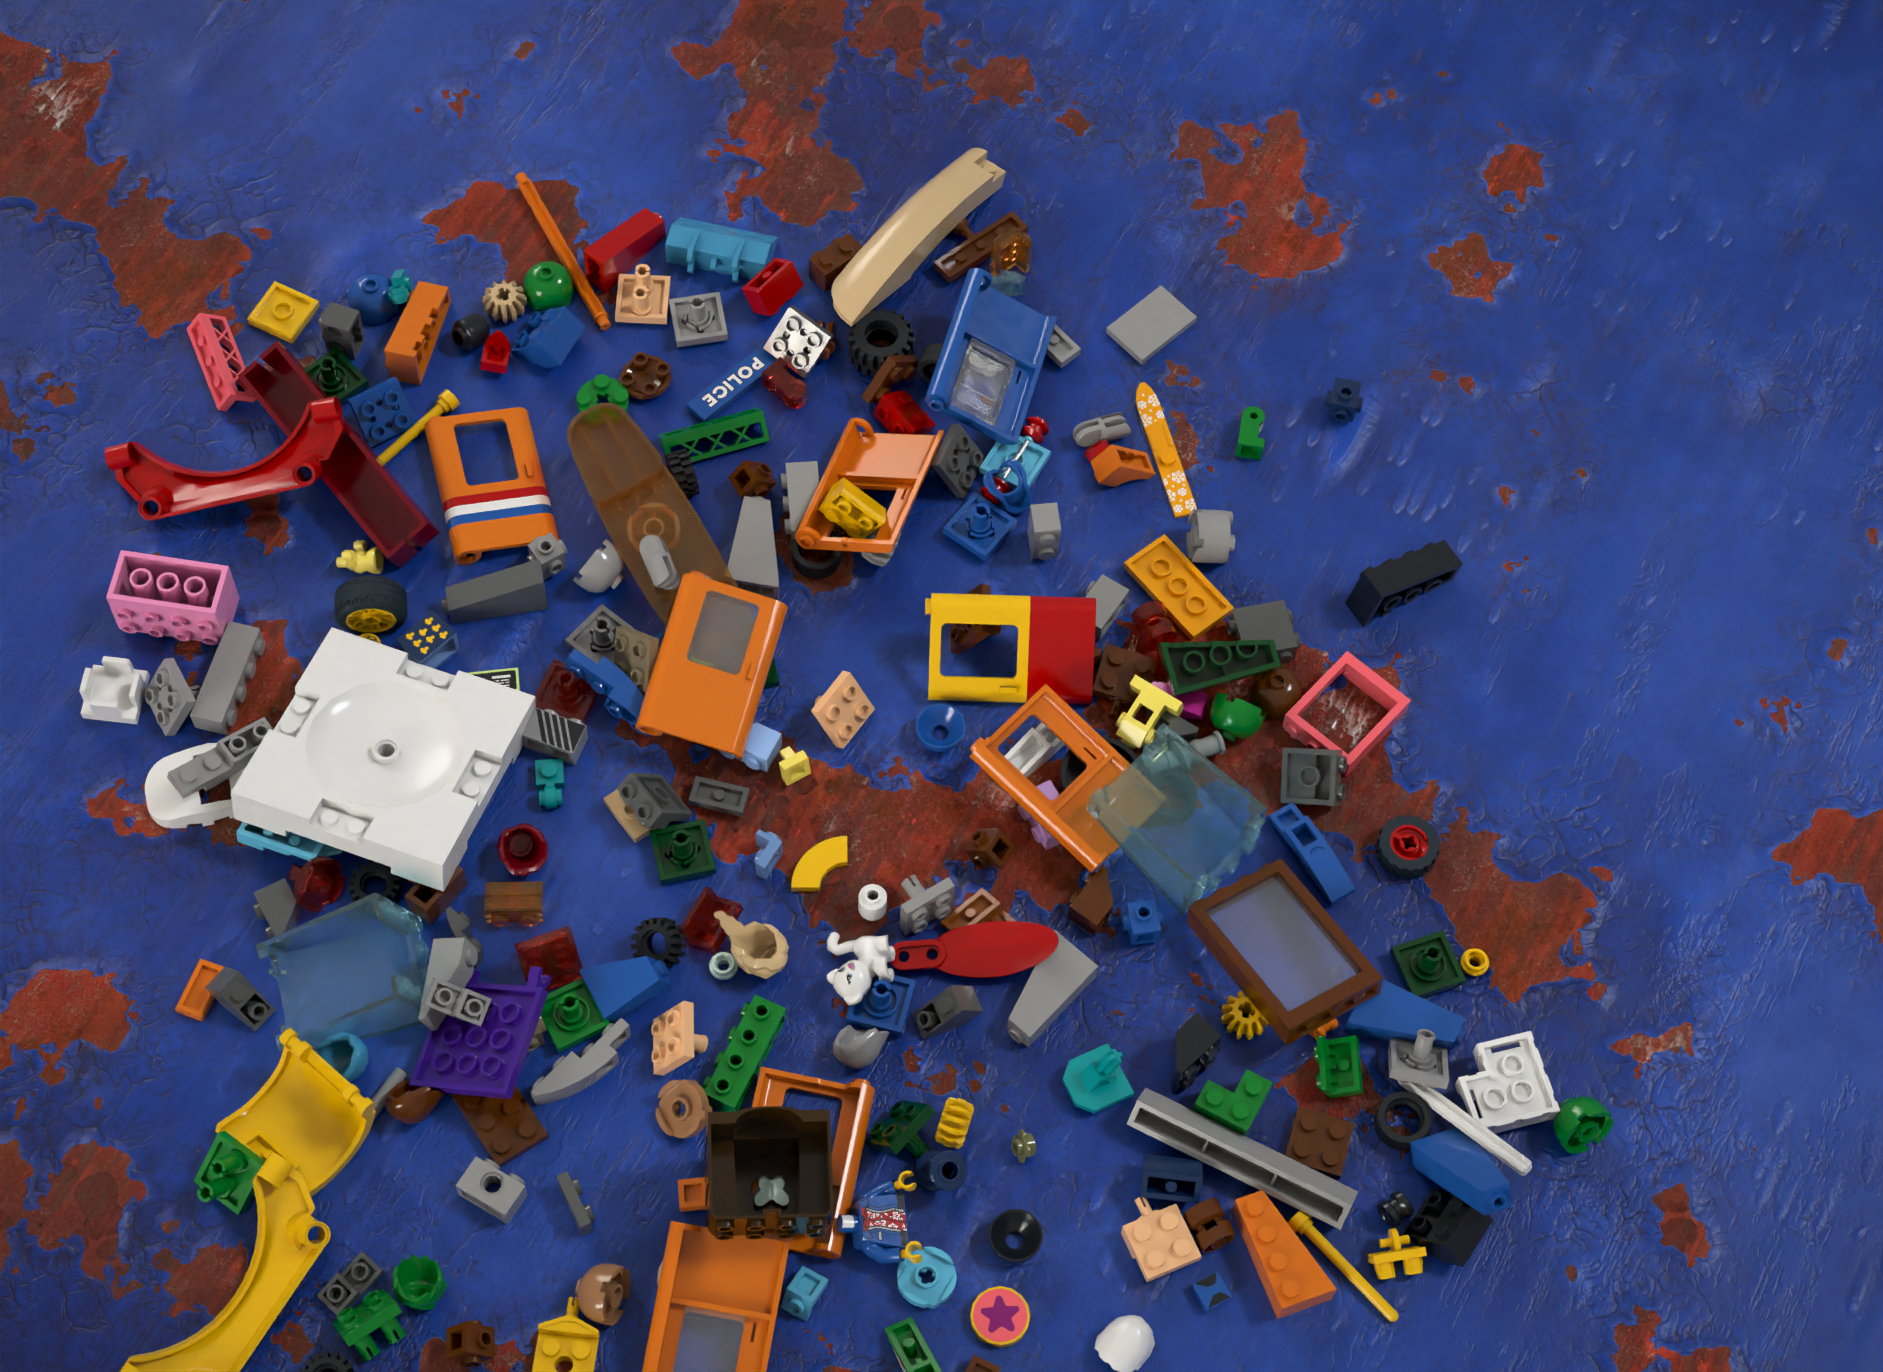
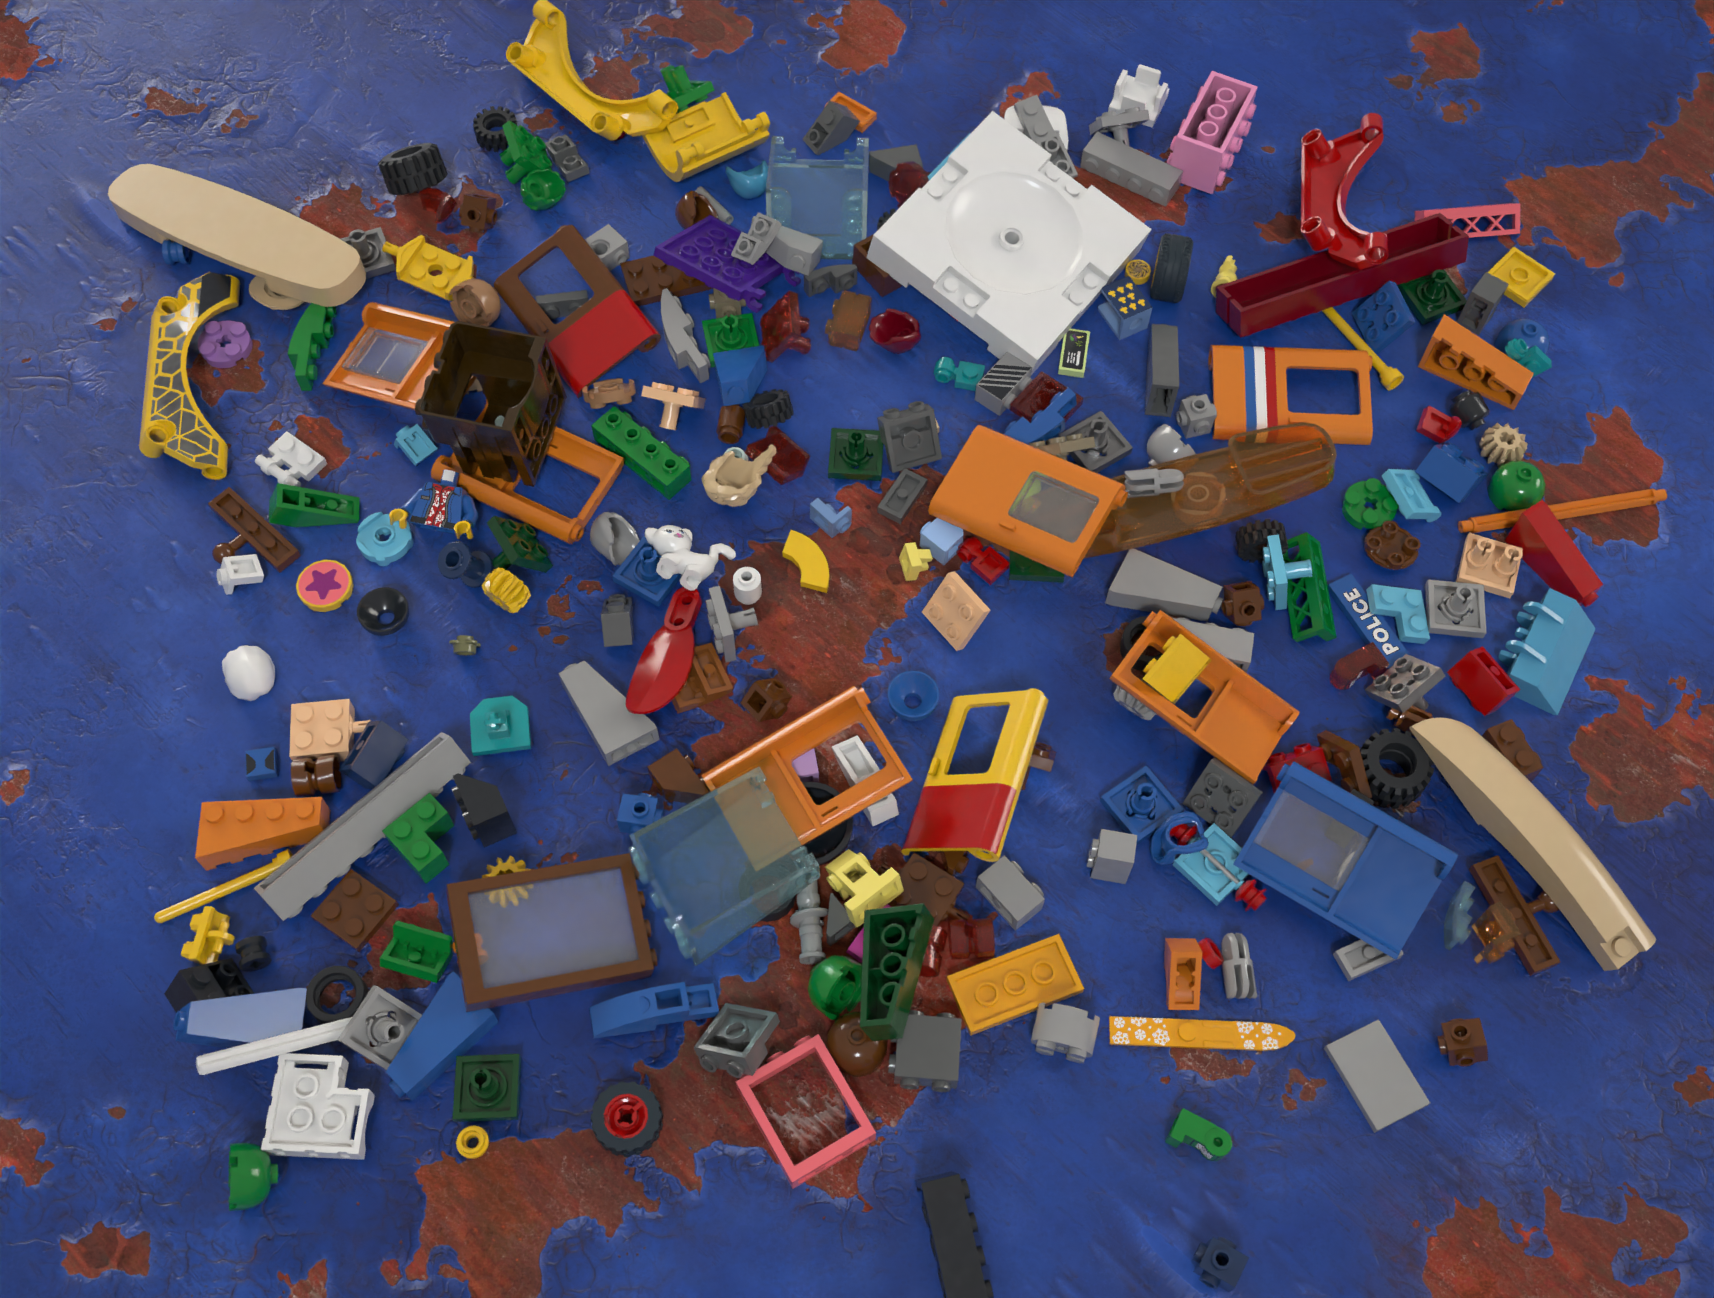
camera: 110 degrees right, 0 degrees up
(588, 366) = (1410, 495): none -> medium azure plate
(614, 1141) = (594, 334): none -> piece
(684, 980) = (730, 423): none -> reddish brown brick
(710, 356) = (1405, 606): none -> medium azure plate
(714, 452) = (1279, 572): none -> medium azure plate
(772, 702) = (986, 564): none -> red plate
(1105, 258) = (1463, 1042): none -> reddish brown brick

